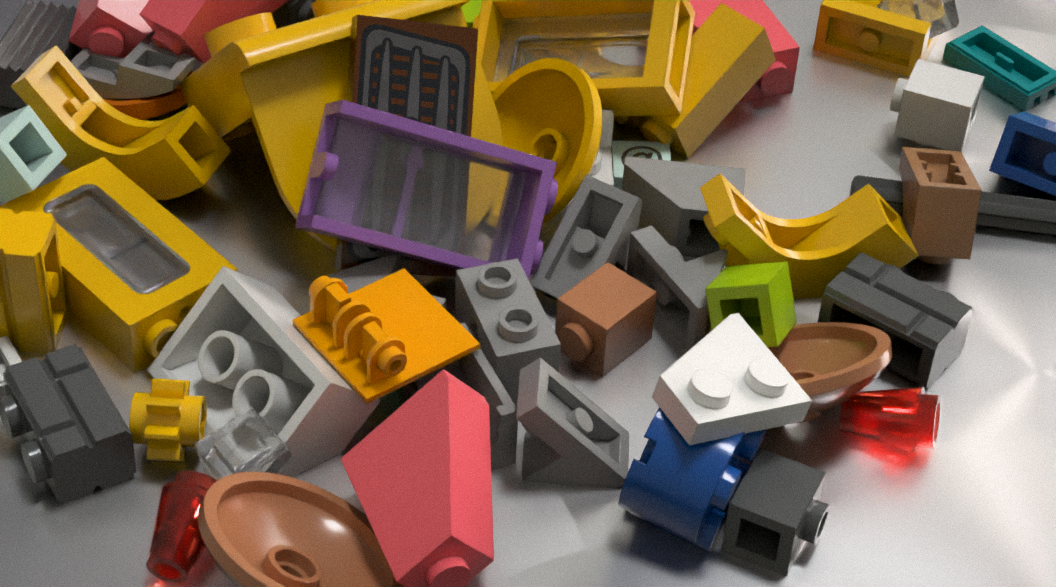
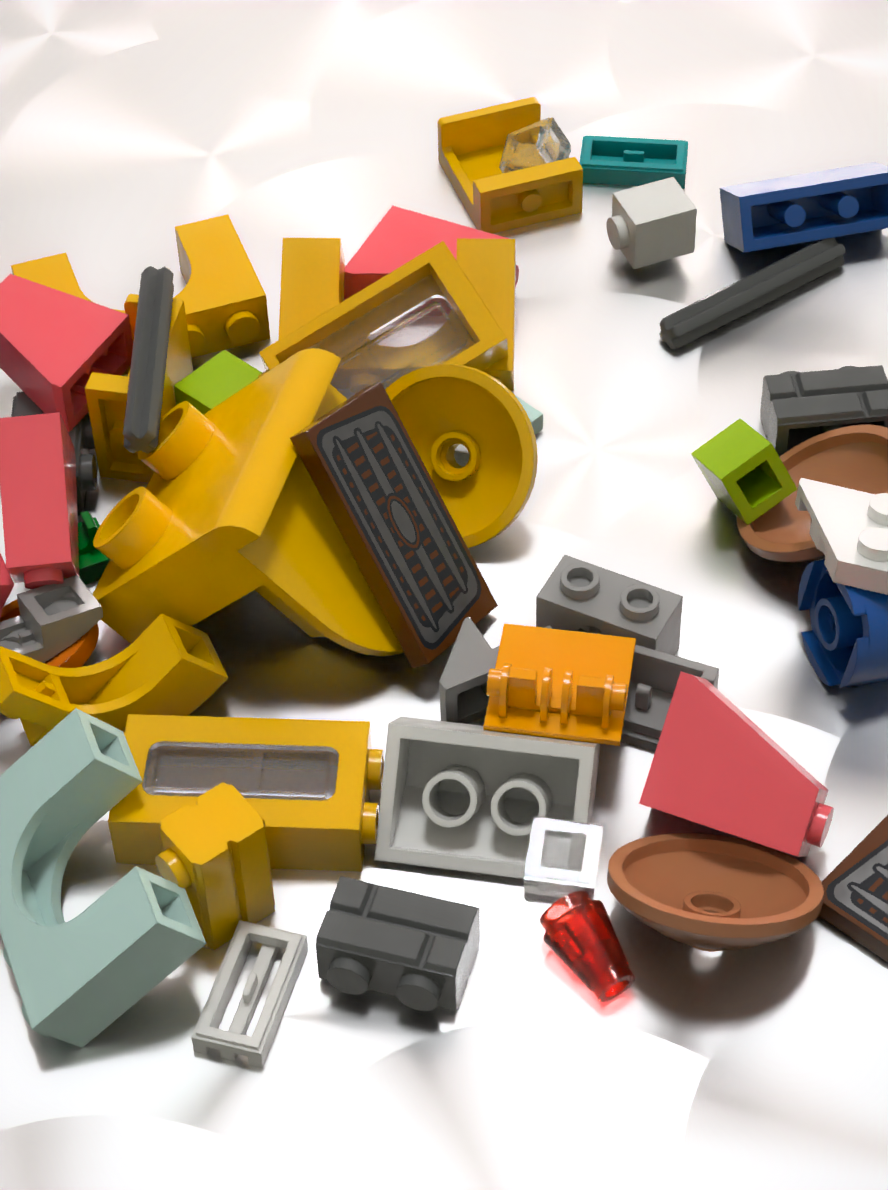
camera: 40 degrees left, 5 degrees up
(168, 419) = (473, 875): yellow gear -> none
(425, 191) = (451, 553): clear door -> none
(567, 433) = (749, 662): light grey slope -> none
(589, 236) = (574, 505): light grey slope -> none
(605, 318) = (652, 548): nougat brick -> none
(675, 200) = (593, 425): light grey slope -> none
(678, 284) = (671, 501): light grey slope -> none
(814, 245) = (716, 394): yellow arch -> none
(939, 203) = (754, 298): medium nougat arch -> none

